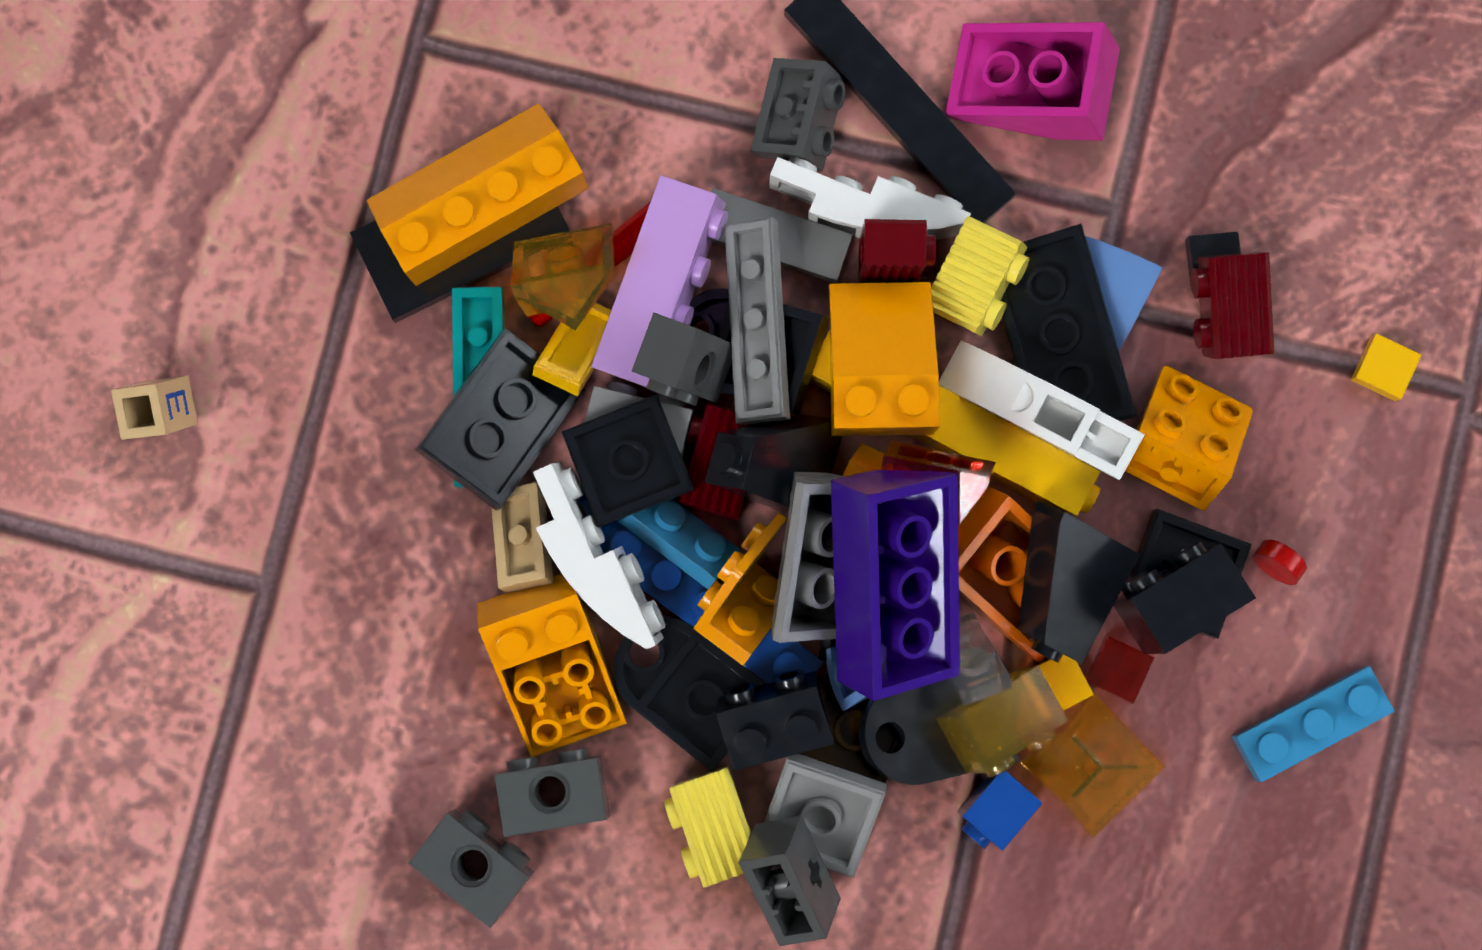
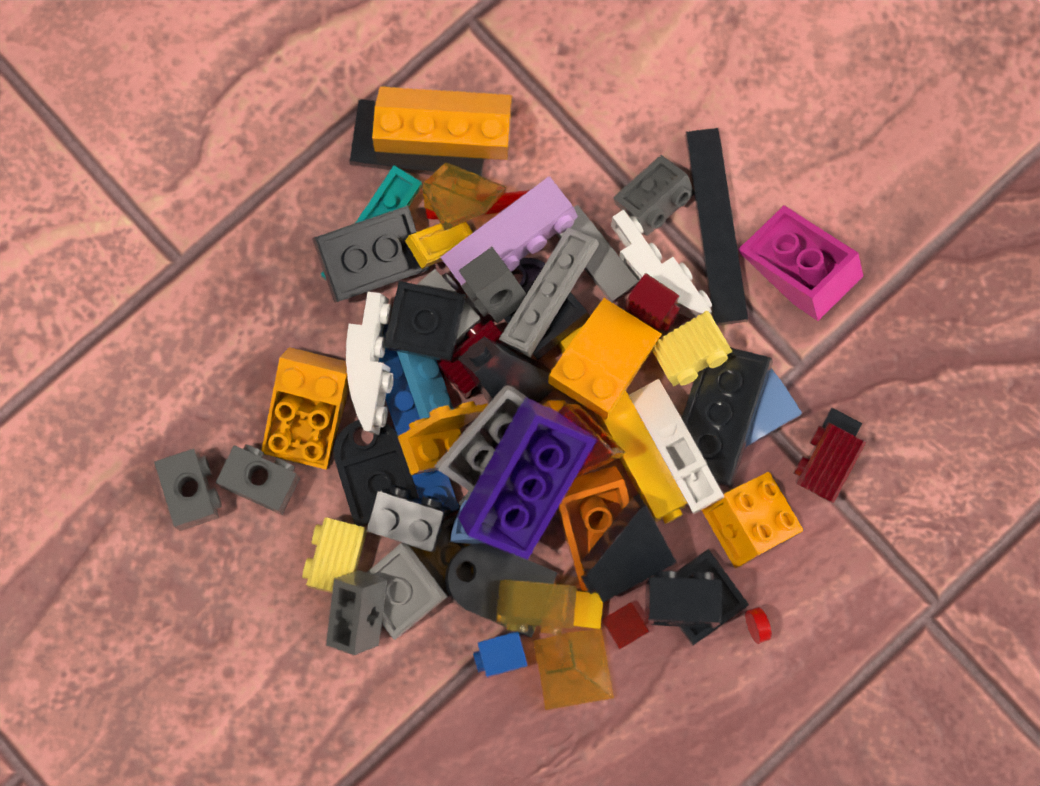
camera: 30 degrees right, 5 degrees down
(154, 407) = (187, 124): tan brick -> none
(519, 550) = (331, 333): tan plate -> none
(980, 665) = (543, 560): clear plate -> none
(1312, 723) = (716, 731): dark azure plate -> none
(1386, 367) = (897, 557): yellow tile -> none

